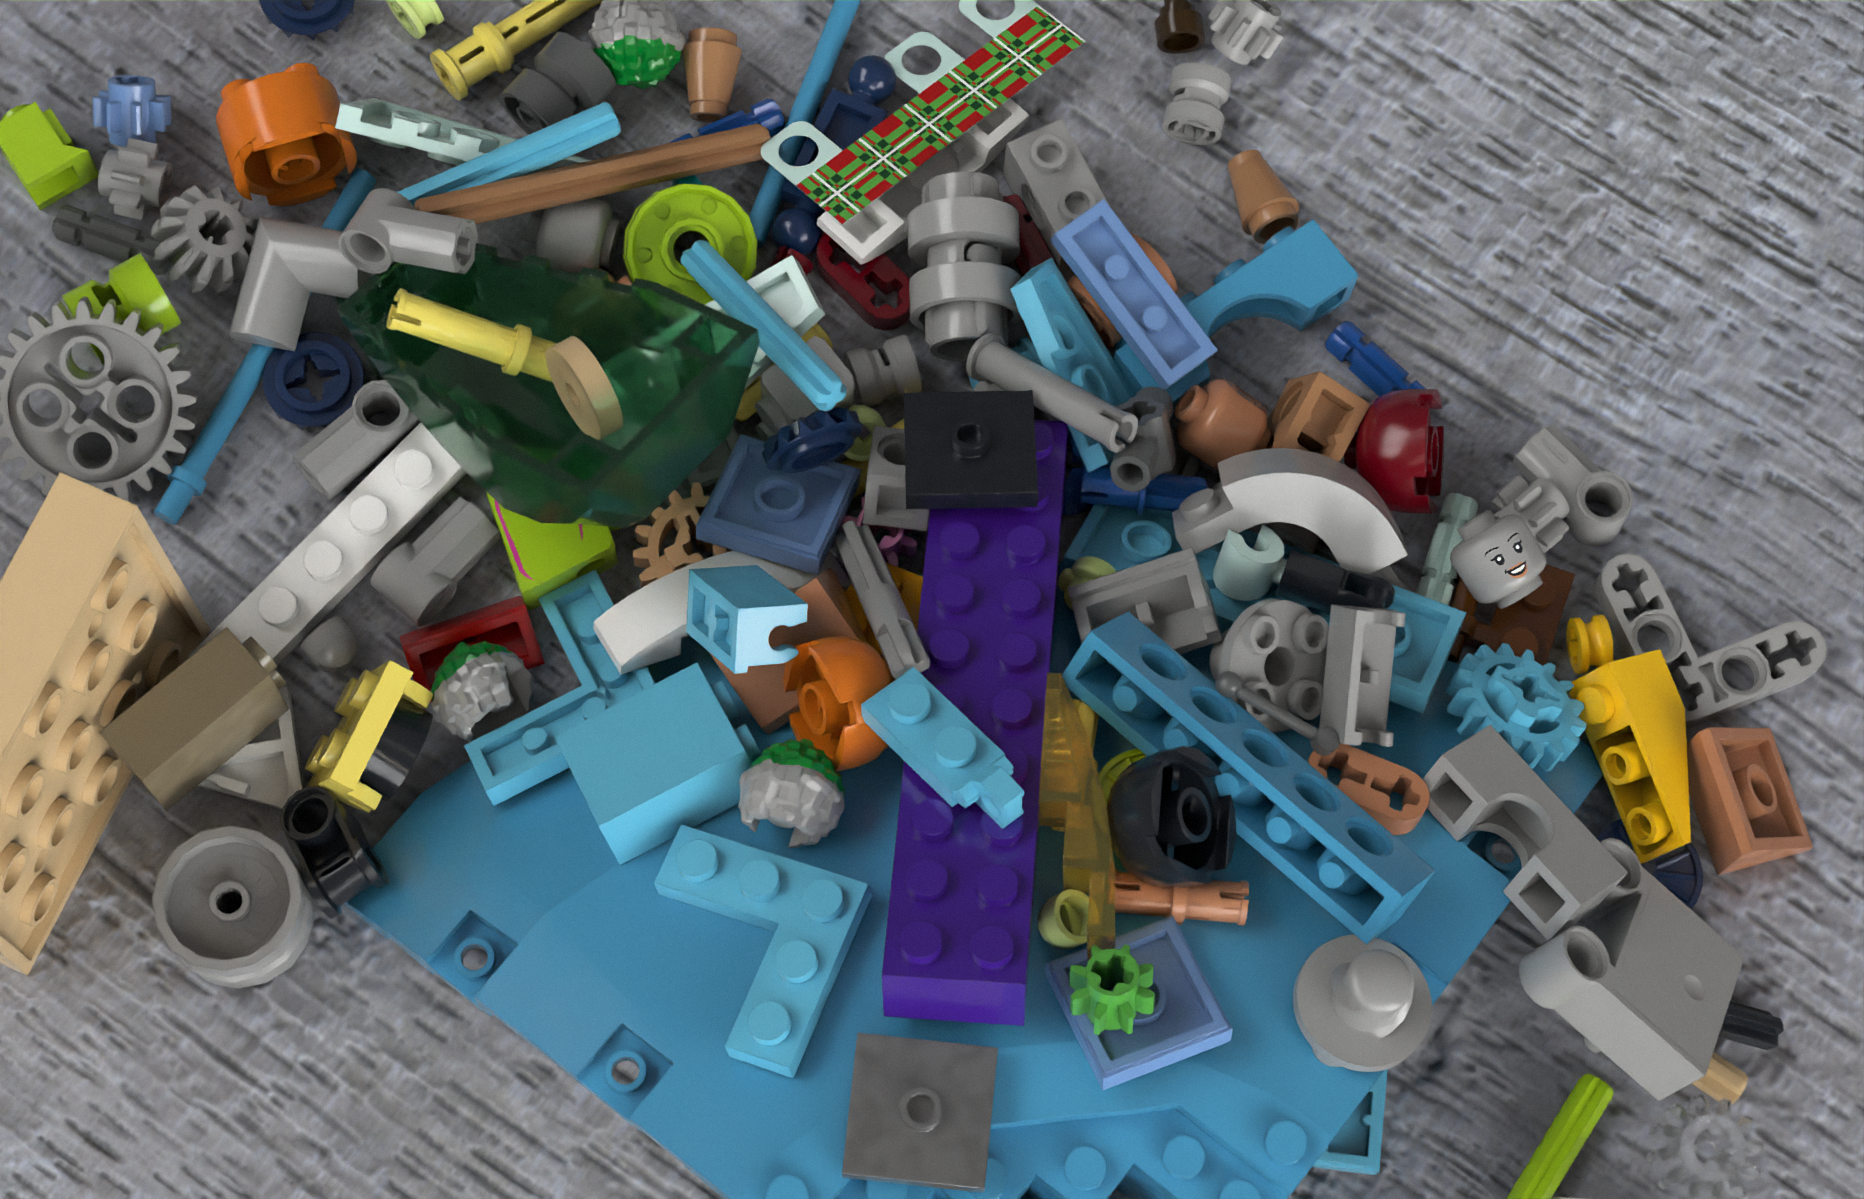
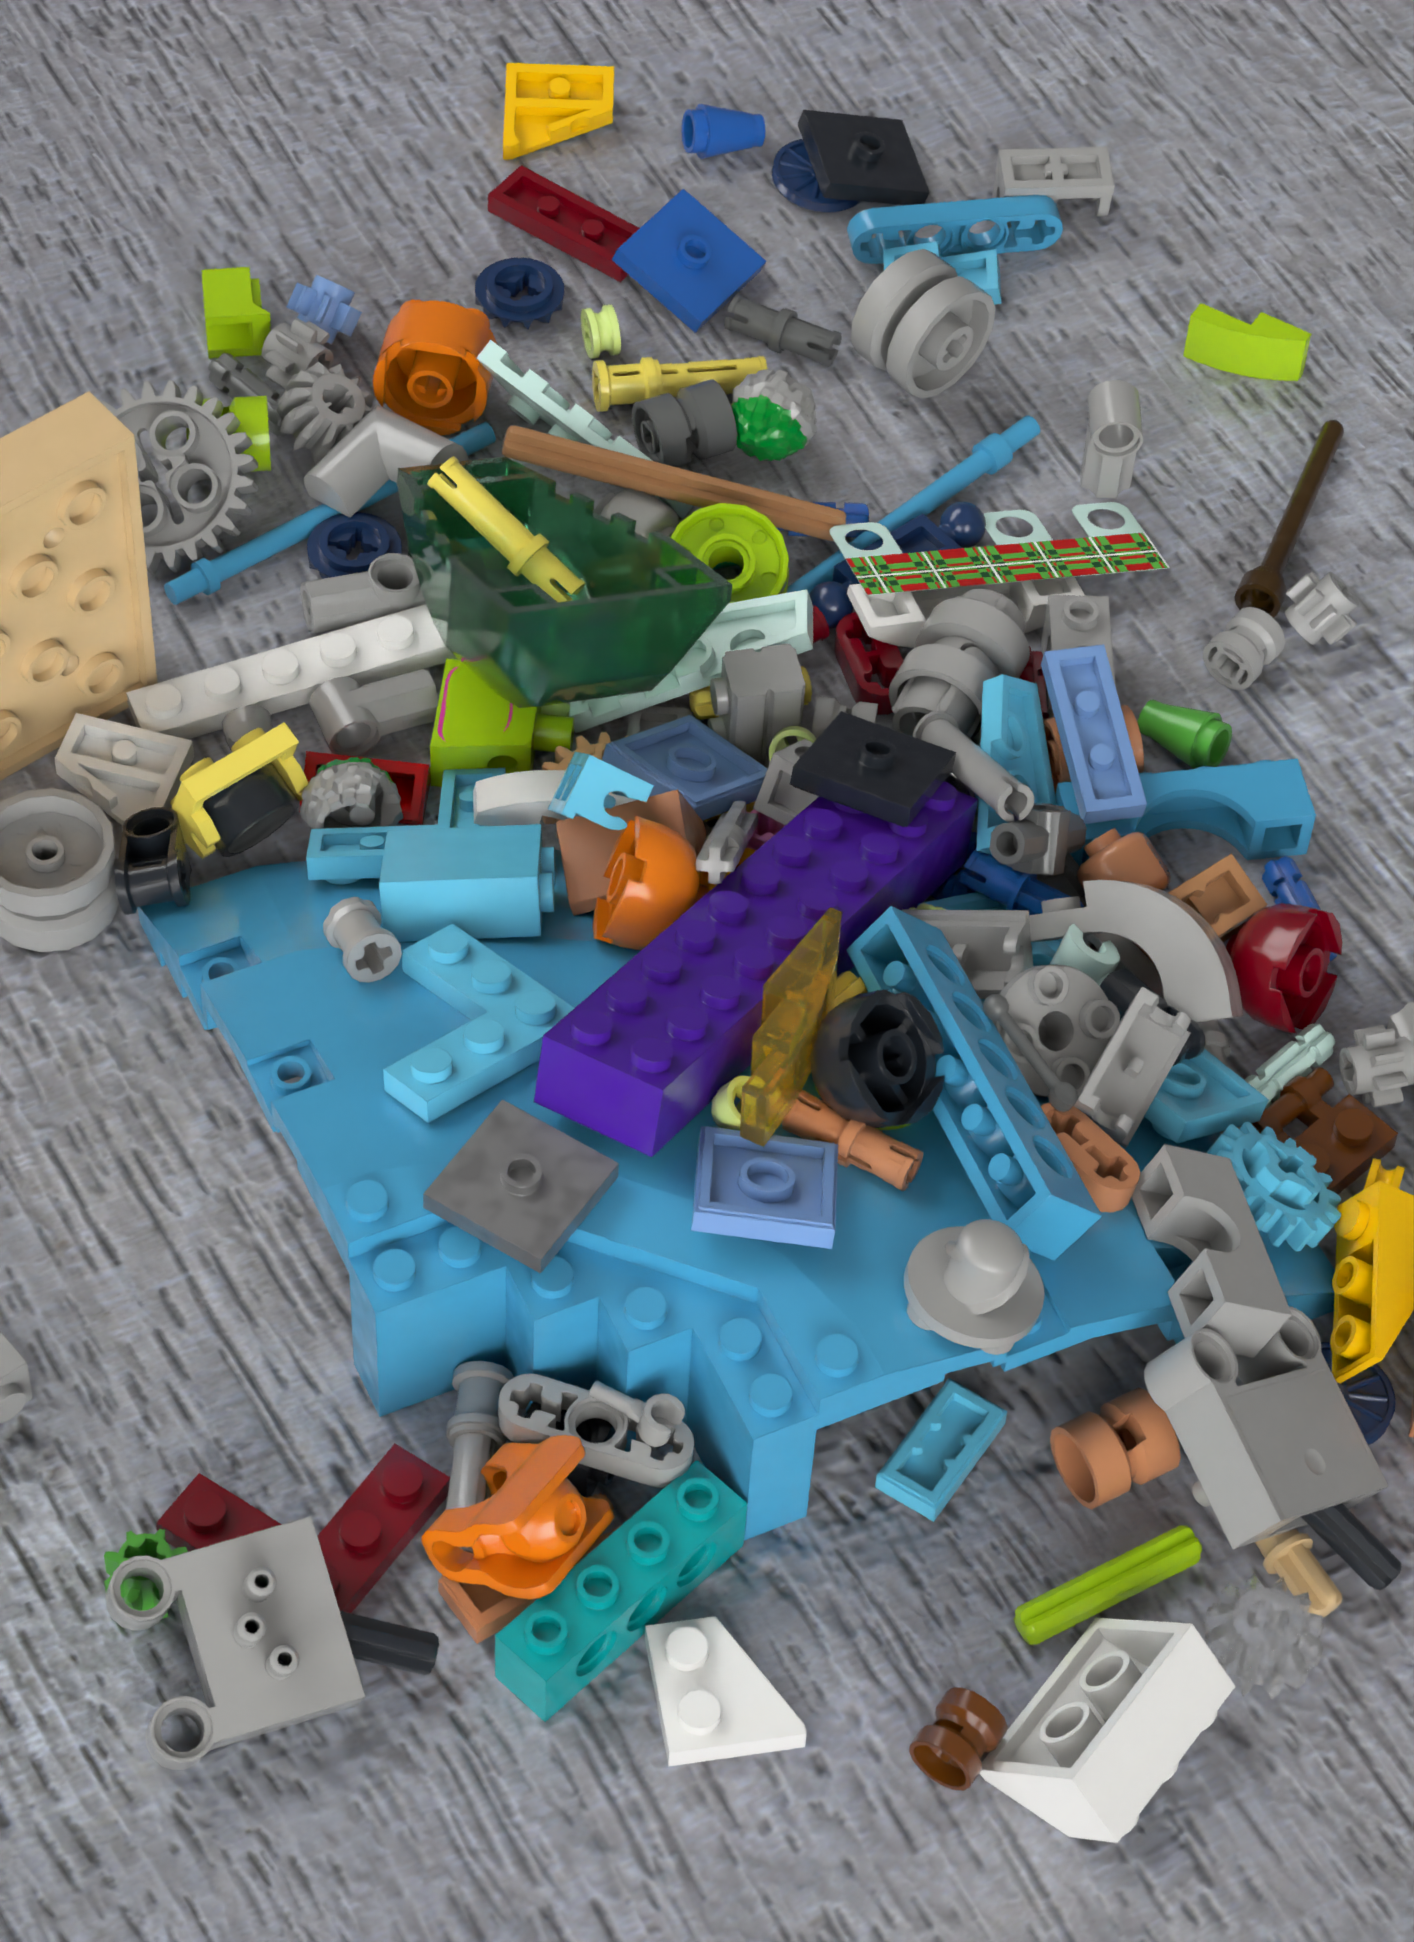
camera: 30 degrees right, 20 degrees down
(198, 716) = (103, 707): dark tan brick -> none
(393, 231) = (486, 440): light grey piece -> none
(525, 154) = (633, 439): medium azure axle -> none
(584, 388) = (565, 571): tan piece -> none
(609, 887) = (367, 947): none -> light grey bush
(710, 71) = (826, 463): medium nougat cone -> none
(775, 335) = (751, 620): medium azure axle -> none
(793, 788) = (566, 920): light grey piece -> none
(812, 441) = (738, 732): dark blue gear -> none
(944, 747) = (704, 918): medium azure hinge -> none
(1111, 1008) = (741, 1143): bright green gear -> none
(1190, 223) = (1188, 733): none -> bright green cone
(1261, 197) = (1264, 733): medium nougat cone -> none
(1487, 1052) = (1111, 1449): none -> nougat wheel
(1498, 559) = (1322, 1070): light grey head -> none

